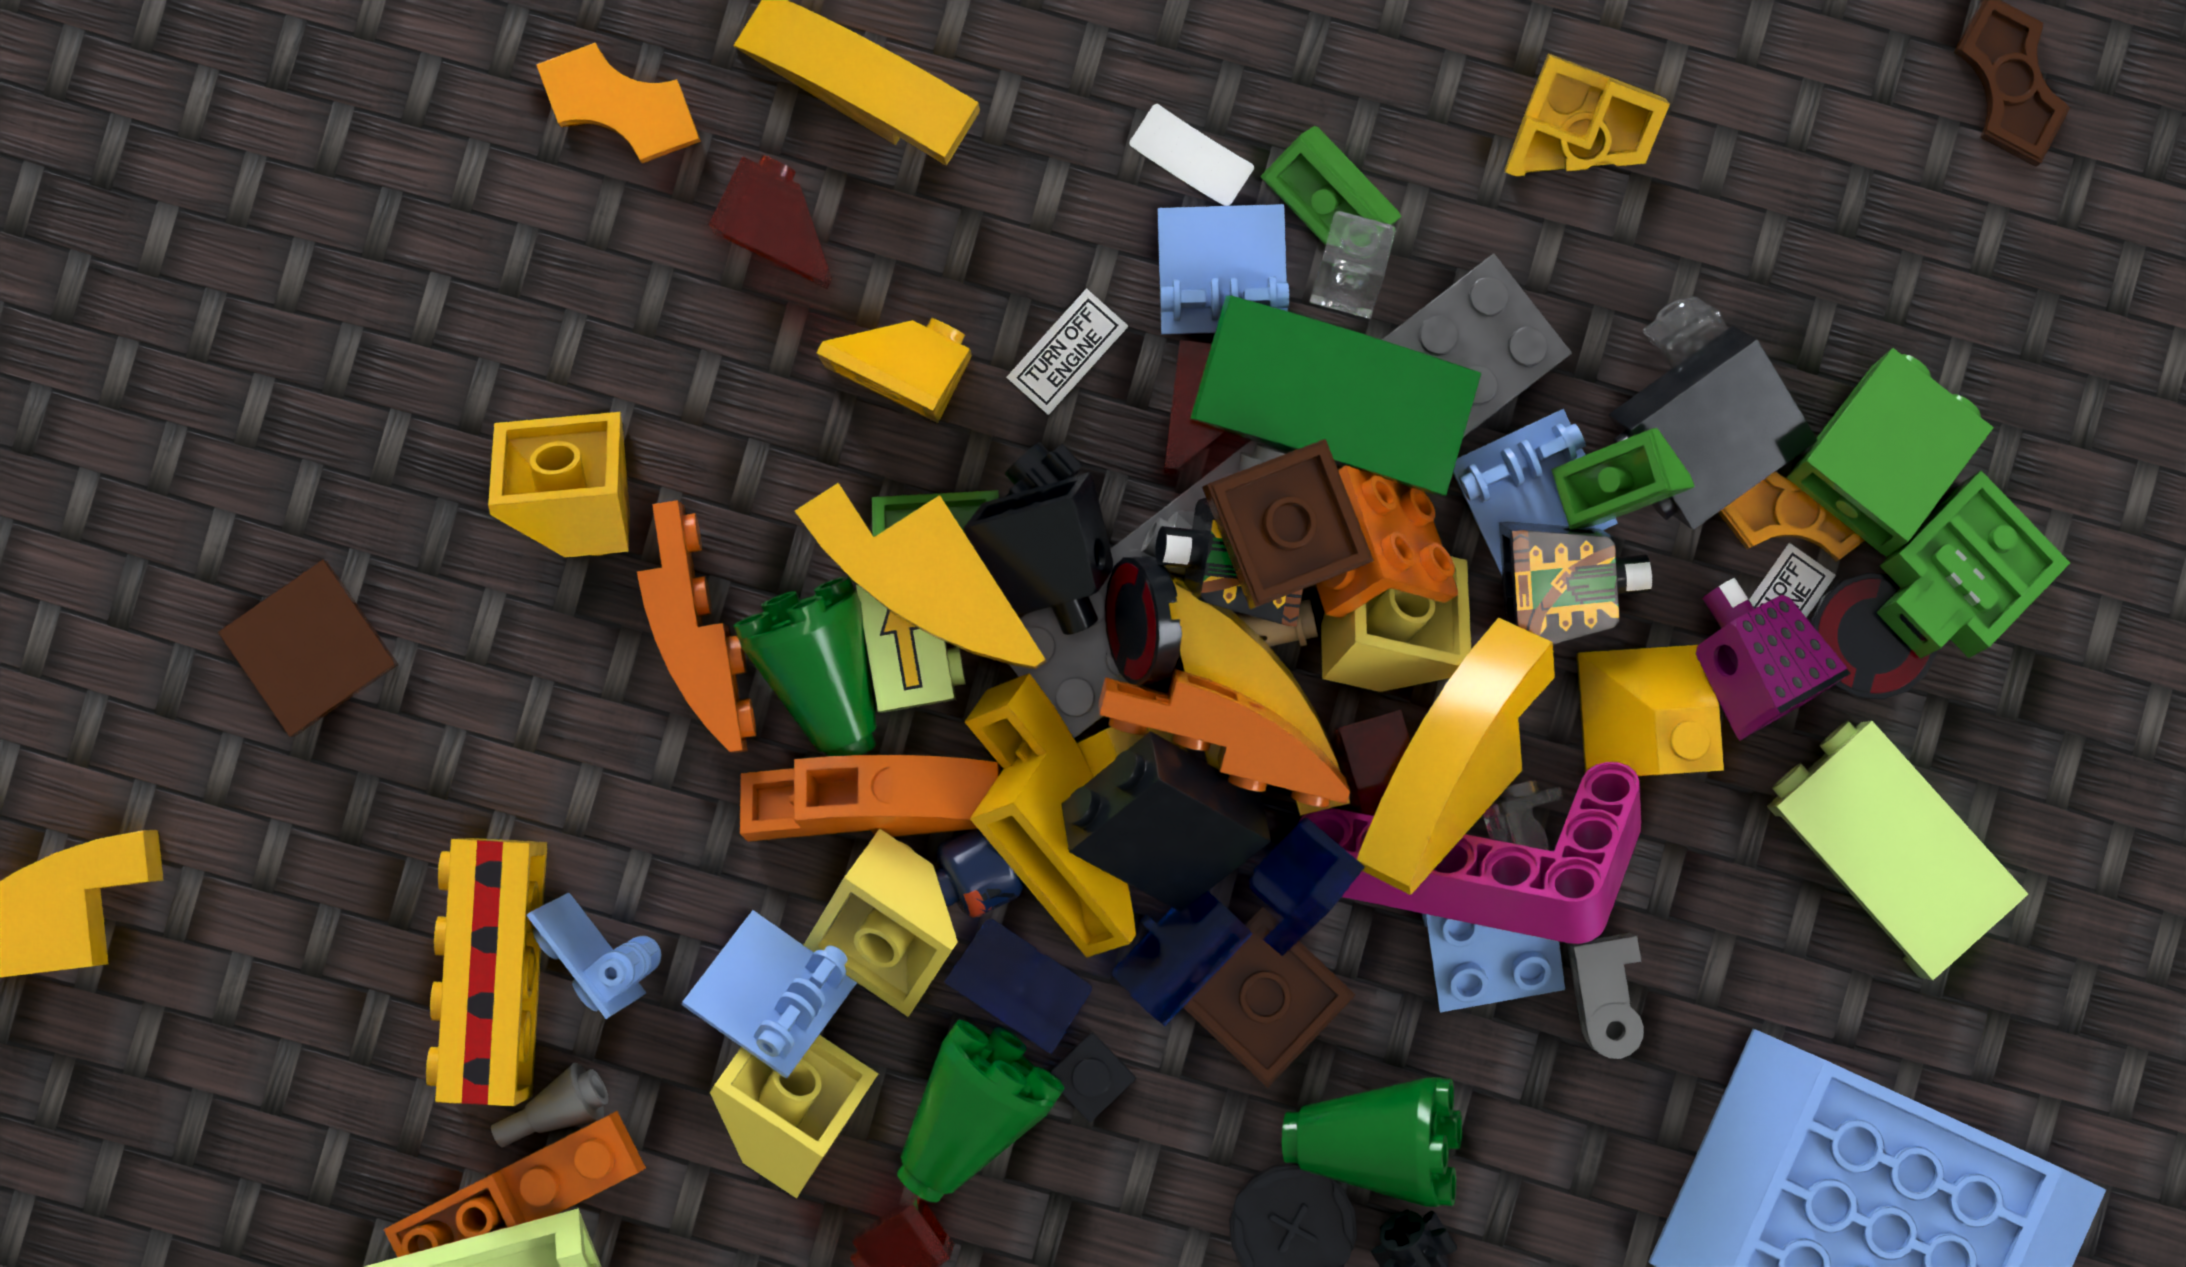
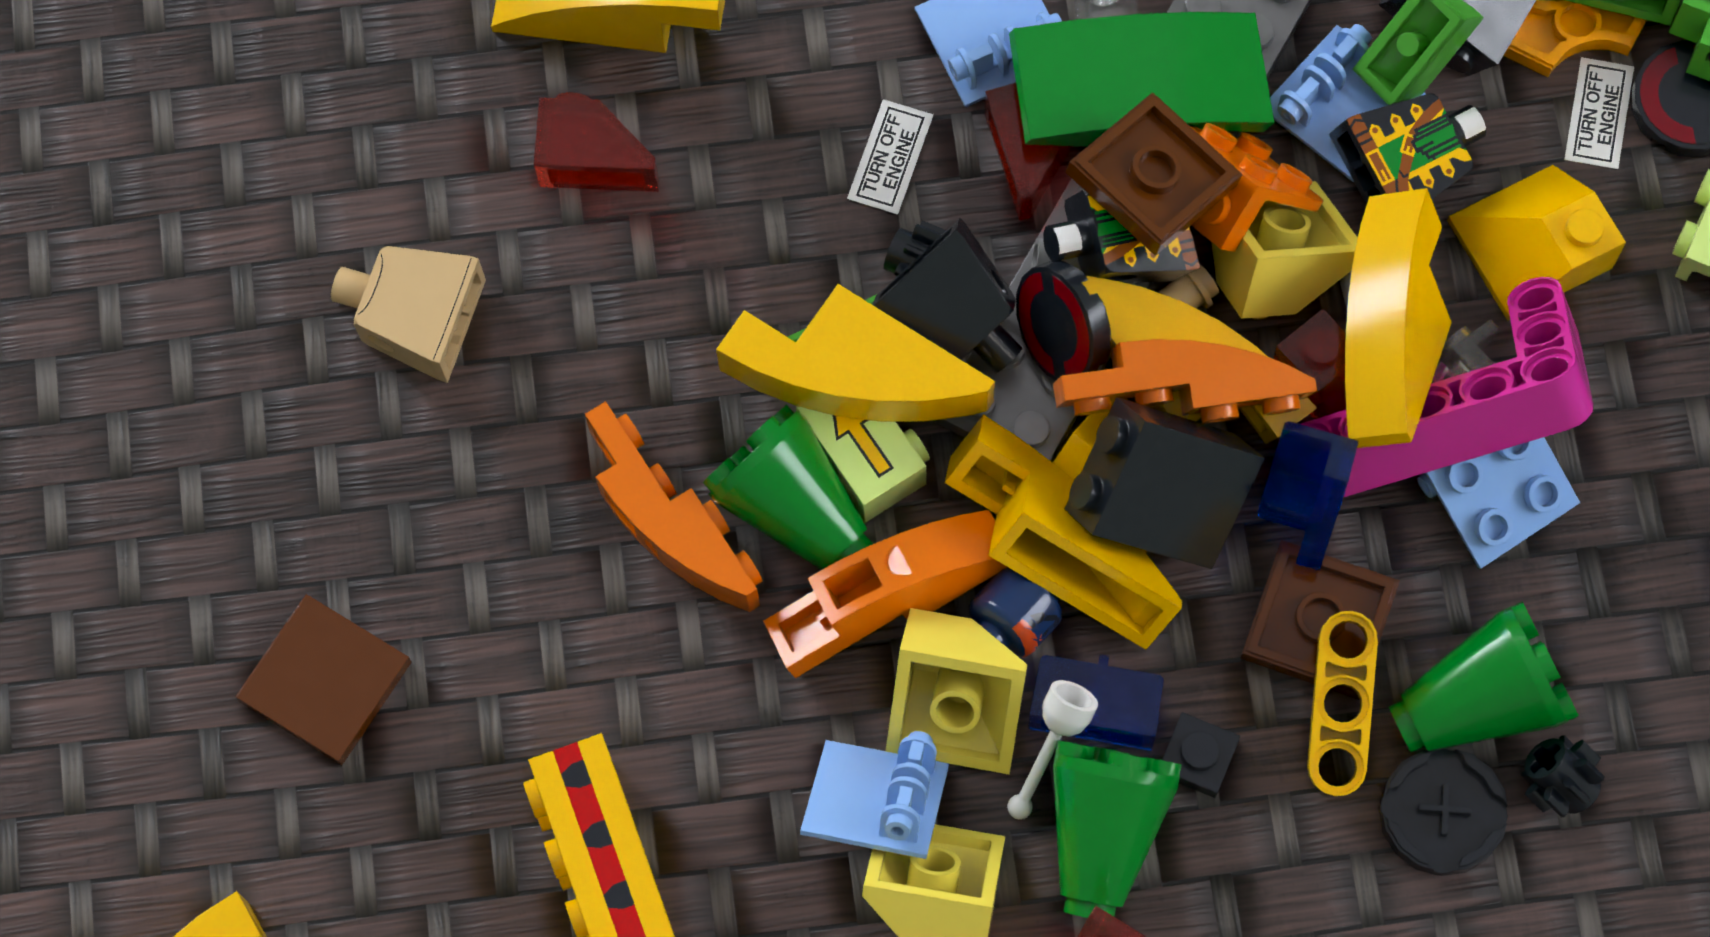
camera: 20 degrees left, 15 degrees down
(537, 313) = (414, 305): none -> tan torso
(563, 482) = (499, 436): yellow slope -> none
(590, 91) = (387, 112): light orange tile -> none
(603, 976) = (721, 837): light blue hinge -> none
(903, 363) = (748, 216): yellow slope -> none
(974, 1001) = (1066, 712): none -> white hinge
(1180, 955) = (1229, 608): clear blue panel -> none
(1234, 1125) = (1351, 672): none -> yellow beam
(1603, 994) = (1616, 485): light grey leg -> none
(1764, 659) = (1611, 143): magenta torso -> none

